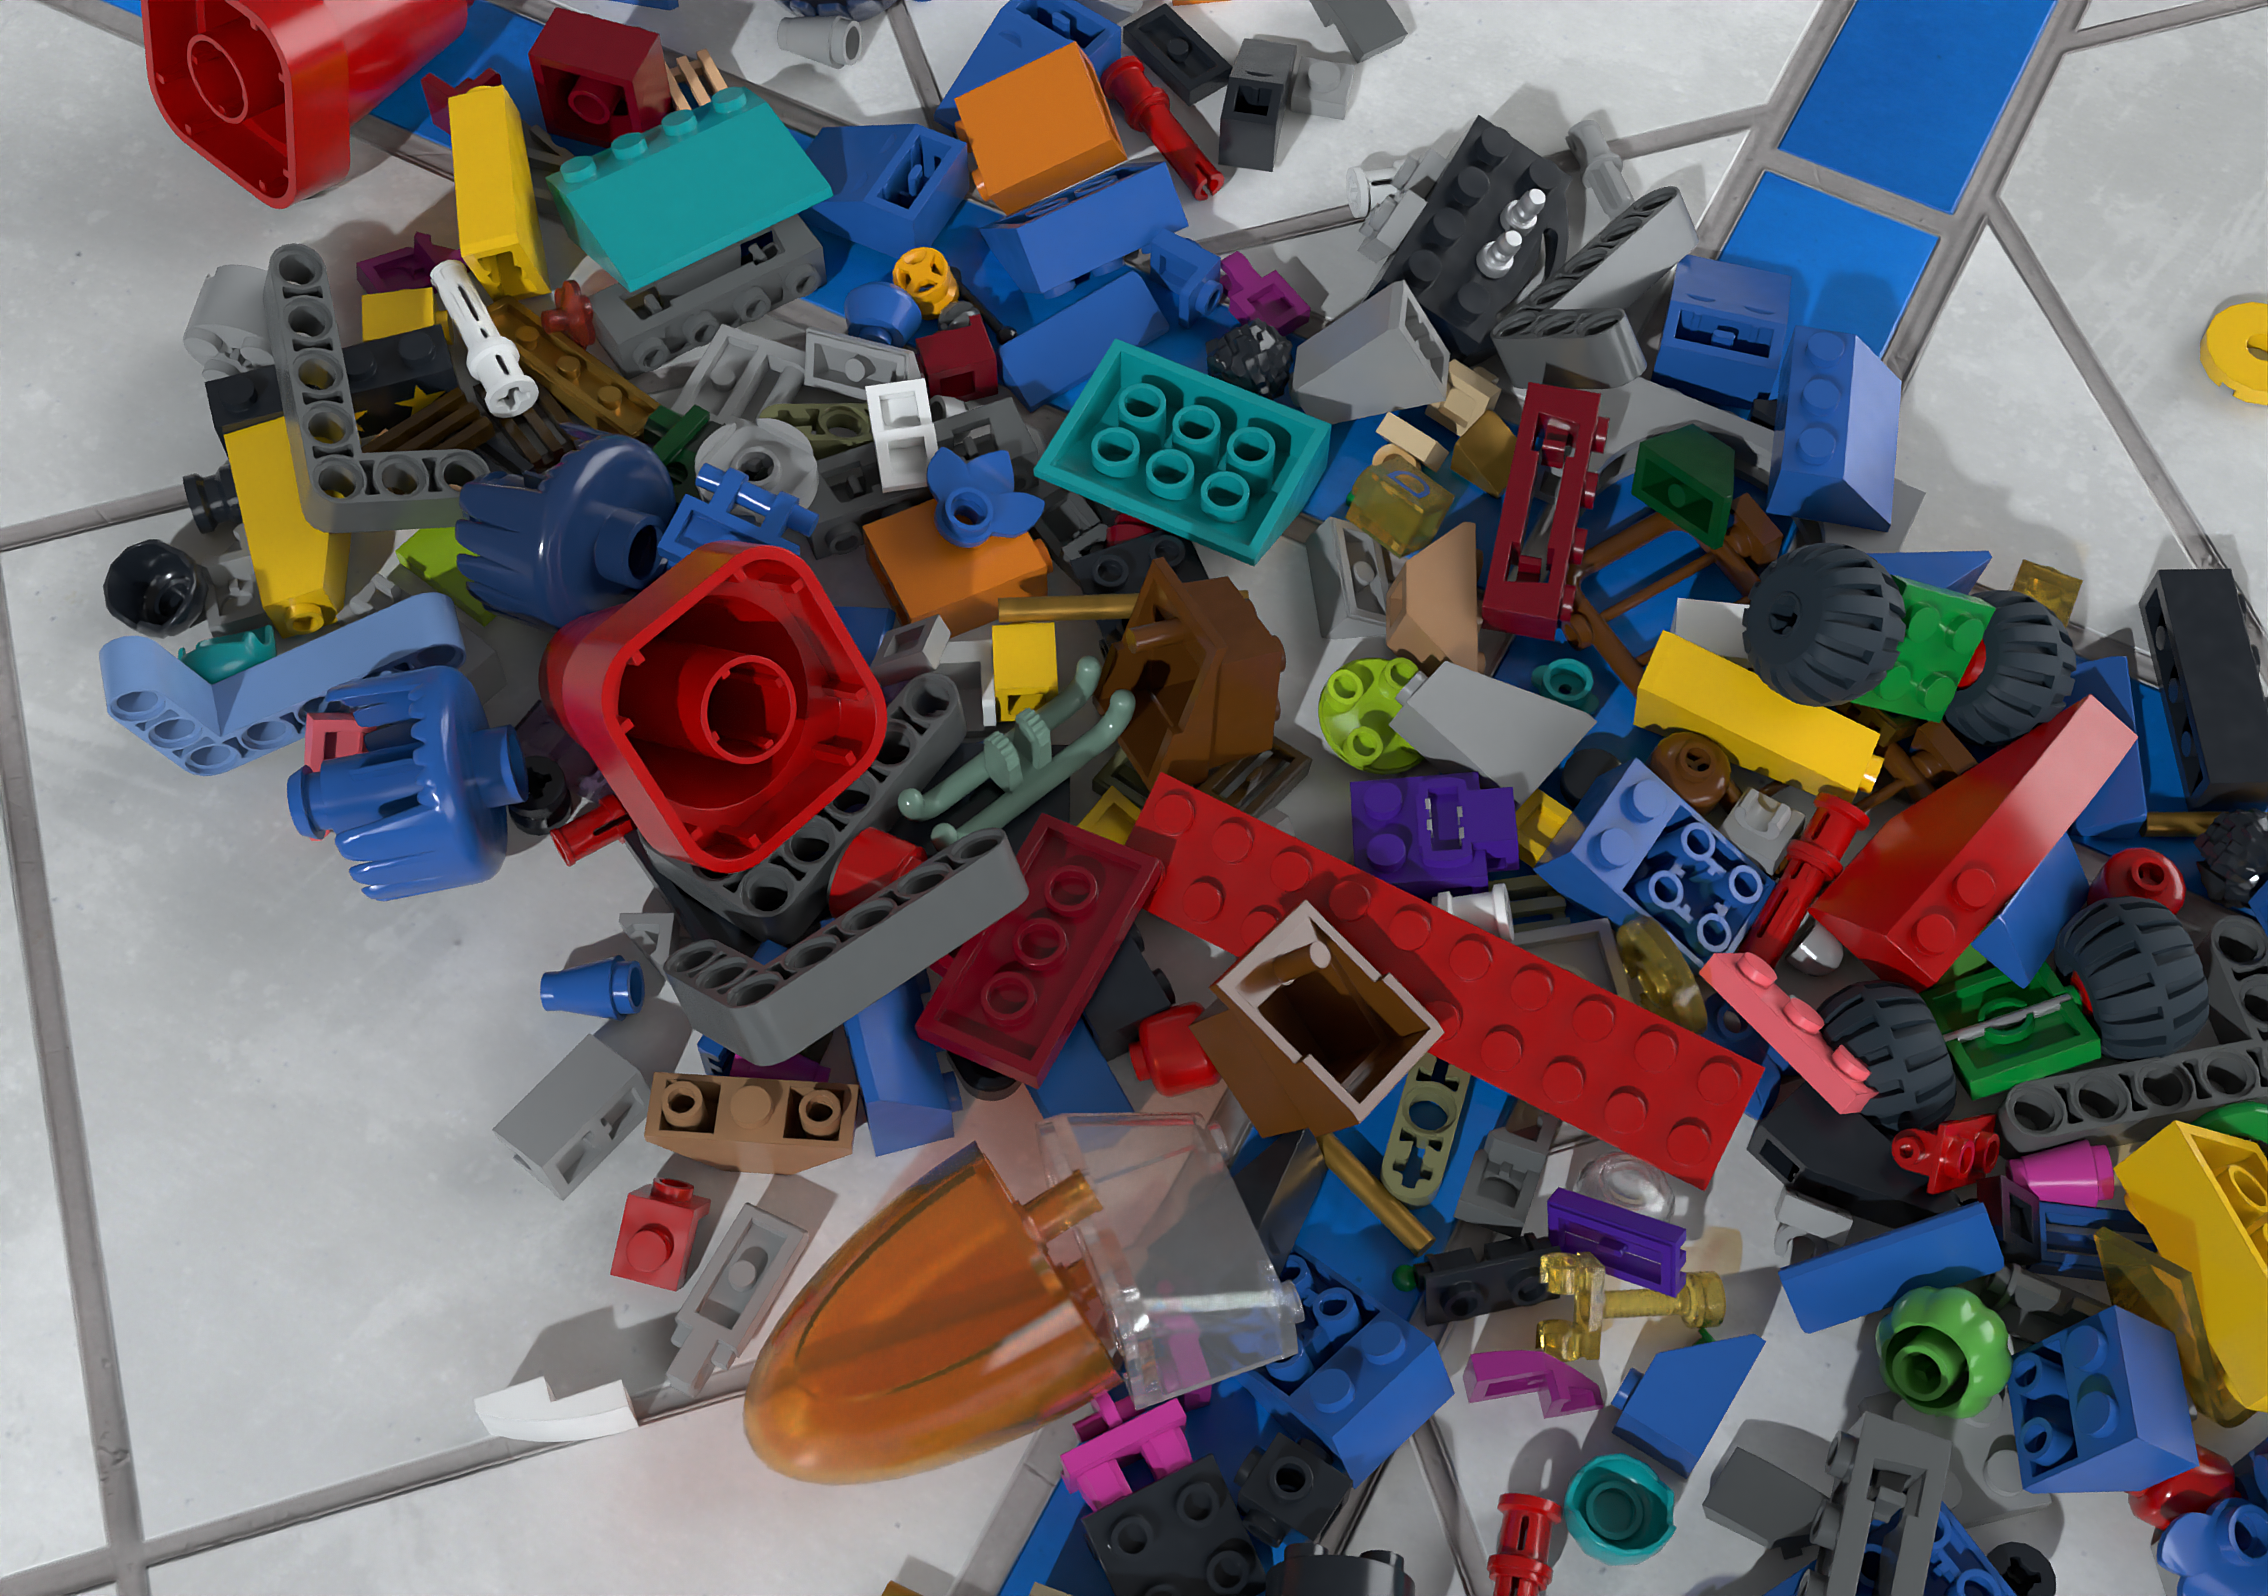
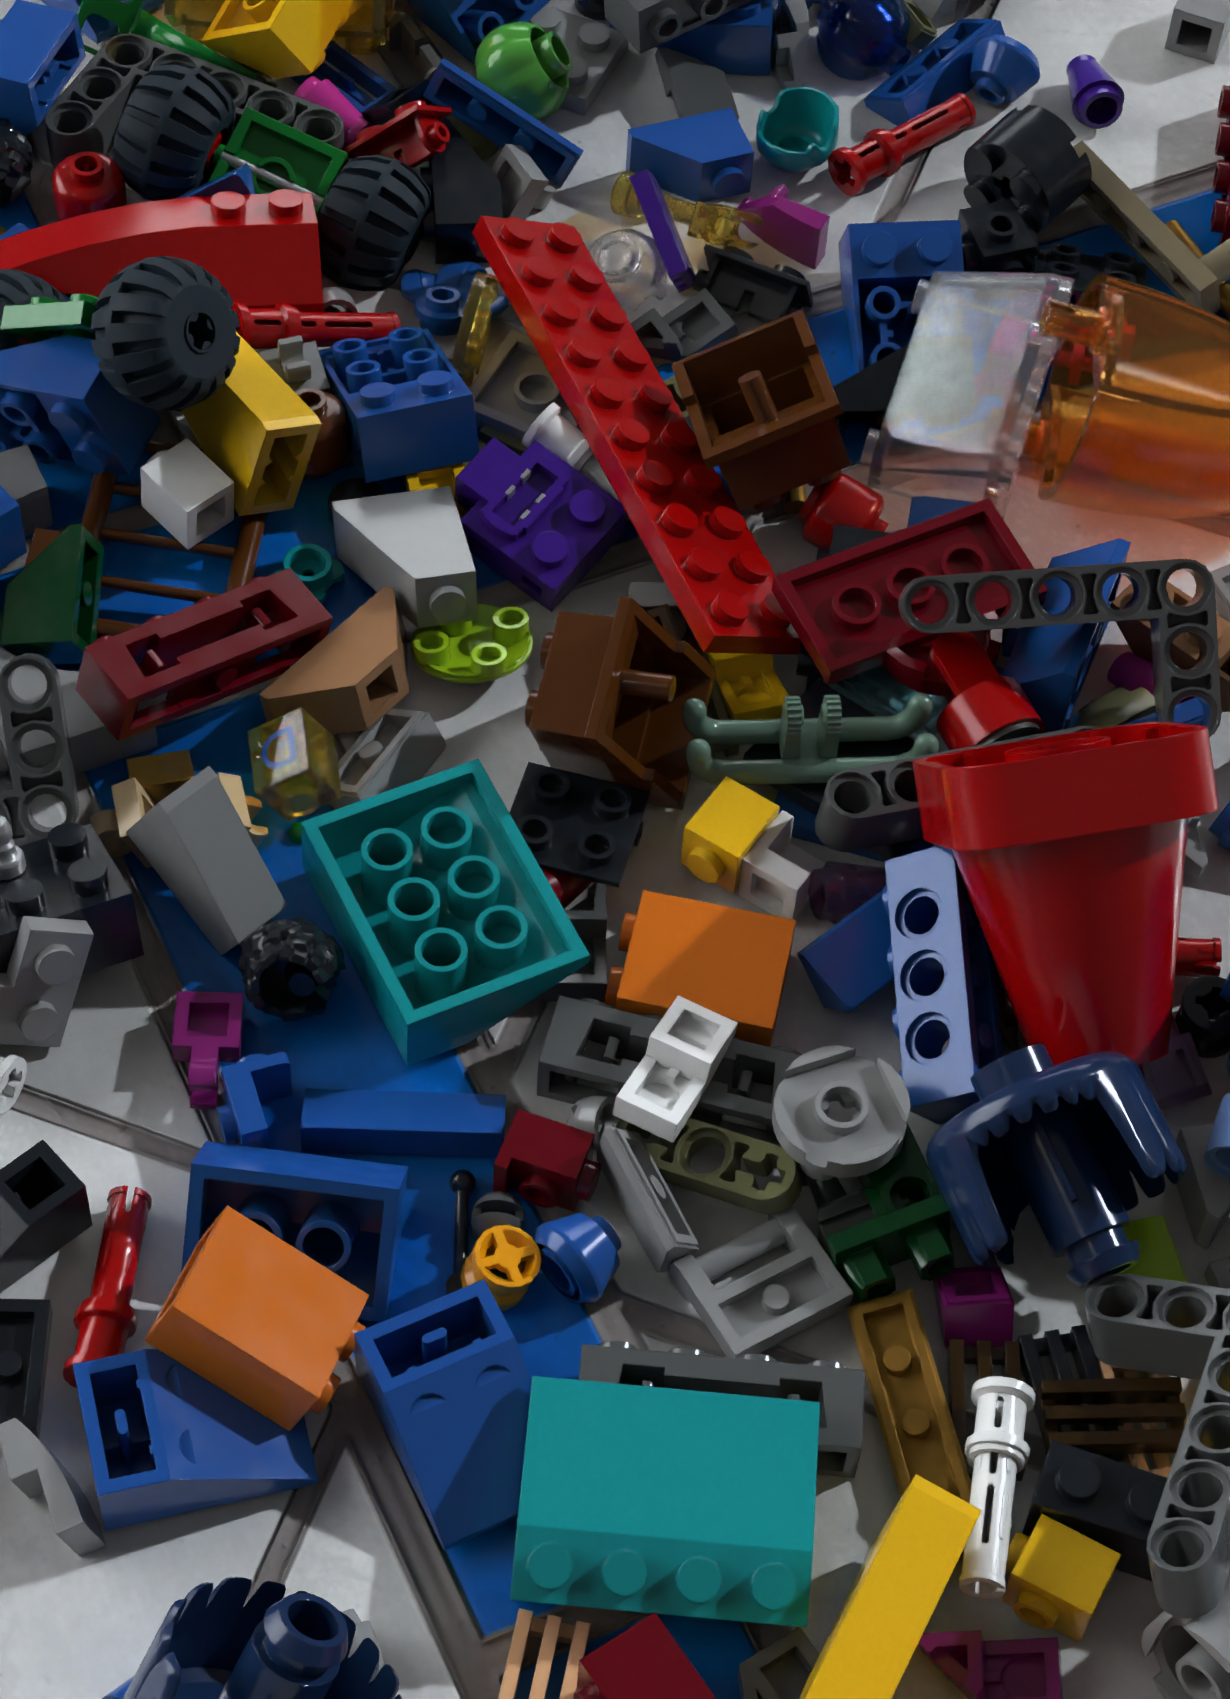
camera: 145 degrees left, 5 degrees down
(571, 316) = (881, 1468): clear red plant -> none
(703, 523) = (927, 1021): blue plate -> none
(910, 651) = (828, 867): light grey plate -> none
(981, 493) = (658, 962): blue plate -> none
(1069, 607) = (617, 802): pearl gold bar -> none
(1790, 1029) = (427, 250): coral plate -> none

